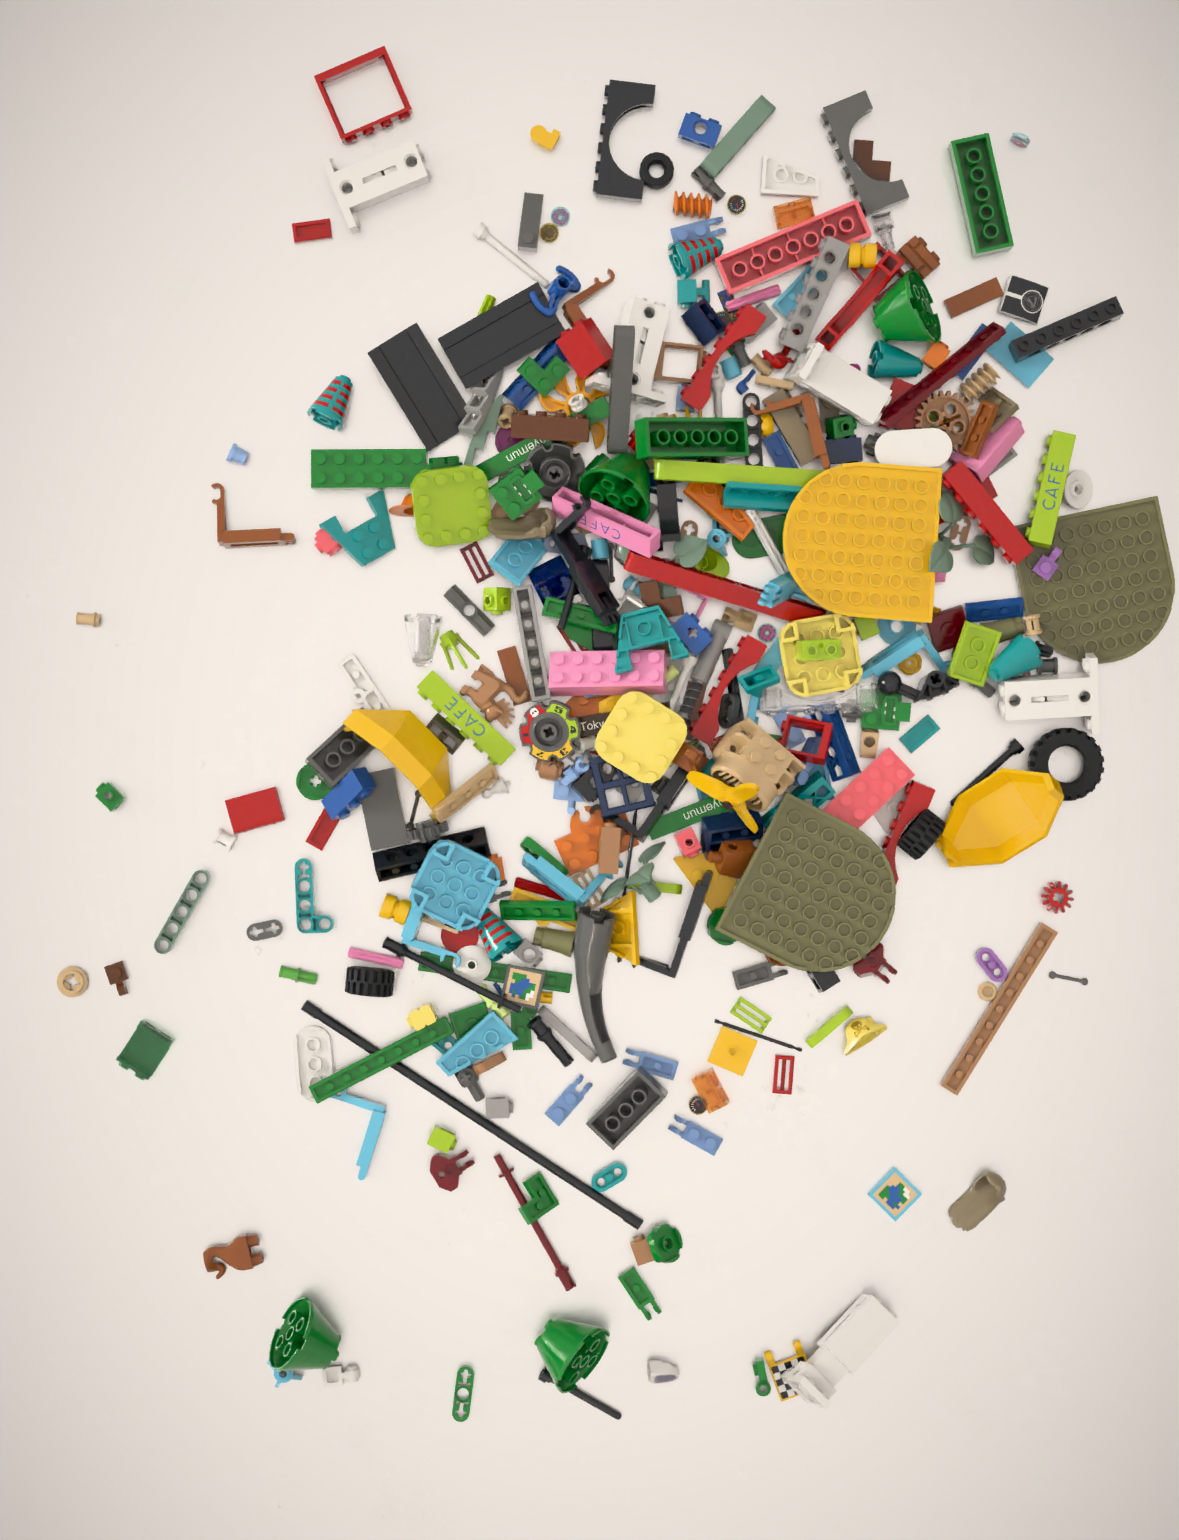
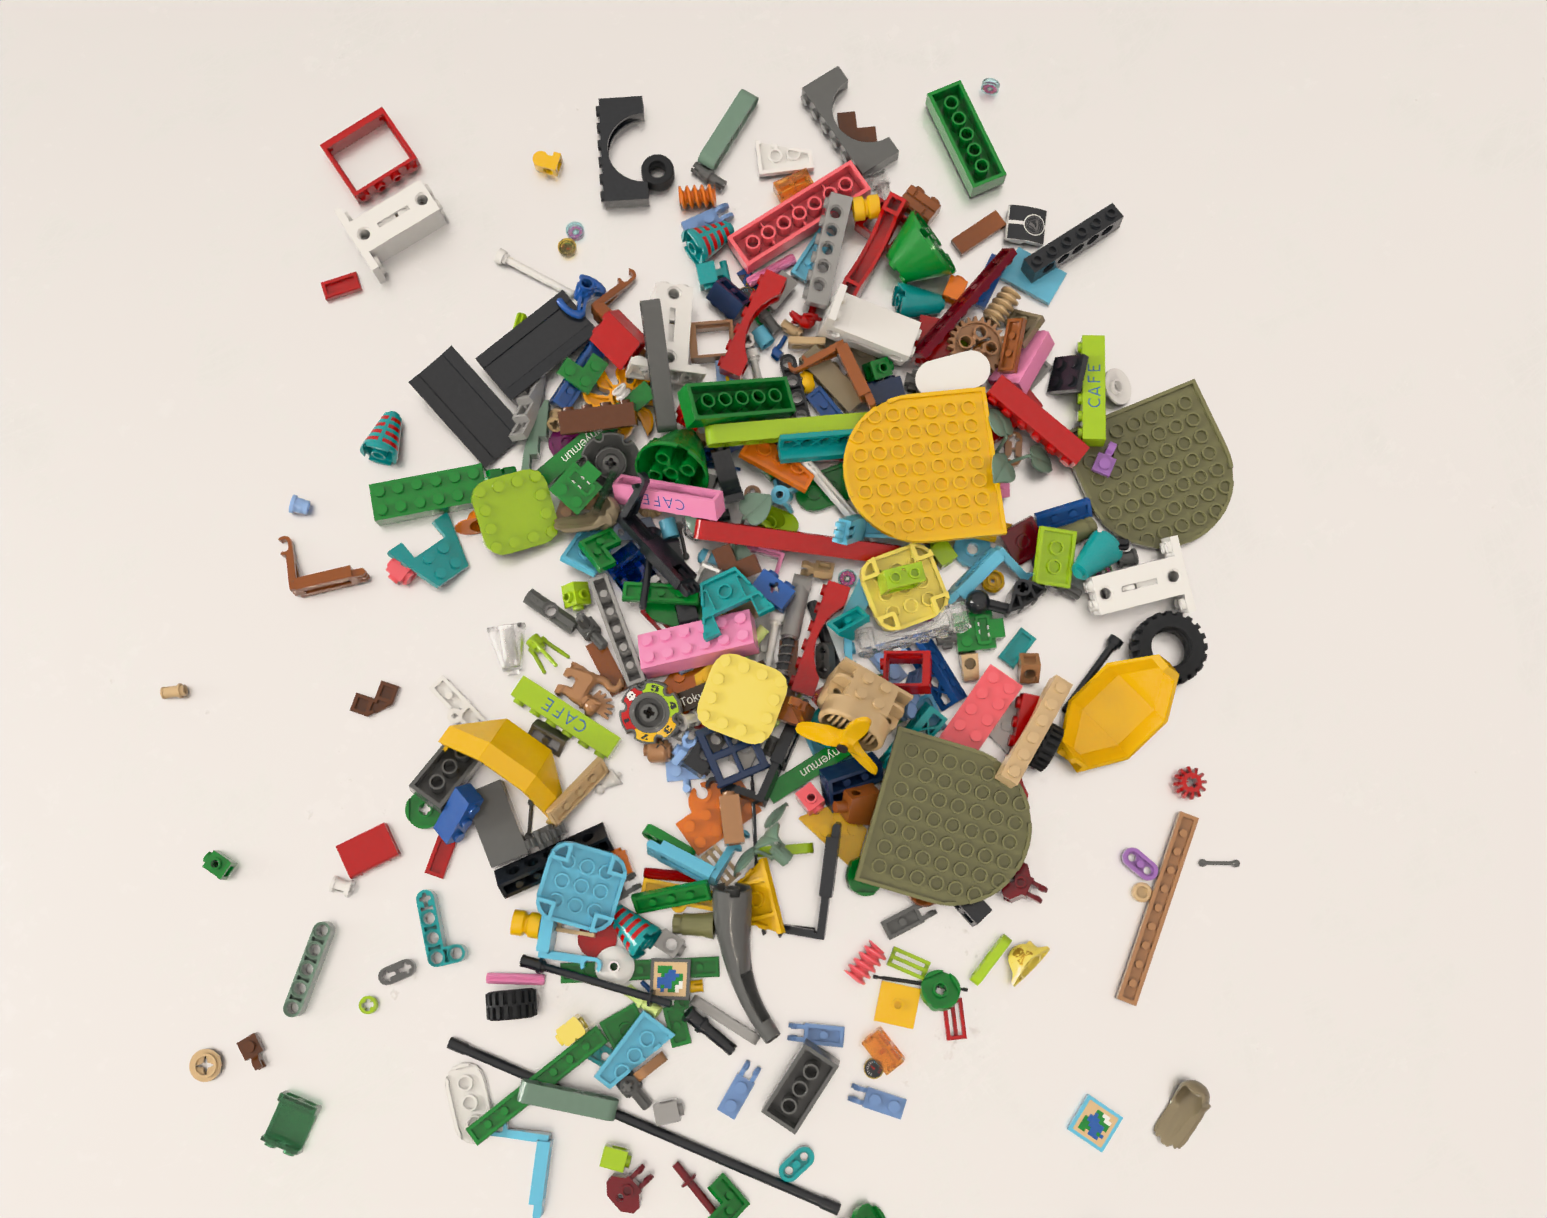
camera: 15 degrees left, 10 degrees down
(229, 950) = (364, 1000): none -> lime bush
(292, 665) = (384, 699): none -> reddish brown tile
(298, 975) = (438, 1012): bright green axle -> none
(408, 1078) = (567, 1099): none -> sand green beam
(469, 547) = (541, 552): dark red tile -> none
(505, 638) = (590, 631): none -> dark grey axle
(525, 560) = (597, 549): none -> green plate
(530, 222) = (547, 242): dark grey slope -> none
(547, 499) = (604, 490): none -> dark green piece
(707, 139) = (697, 138): blue brick -> none
(710, 1007) = (866, 963): none -> coral piece
(736, 204) = (738, 190): black tile -> none
(780, 1037) = (944, 980): none -> green plate
(926, 756) = (1029, 668): none -> medium nougat brick
(933, 801) = (1023, 751): none -> tan arch
(1030, 467) = (1067, 374): none -> black plate
(1035, 618) = (1109, 524): tan bush -> none

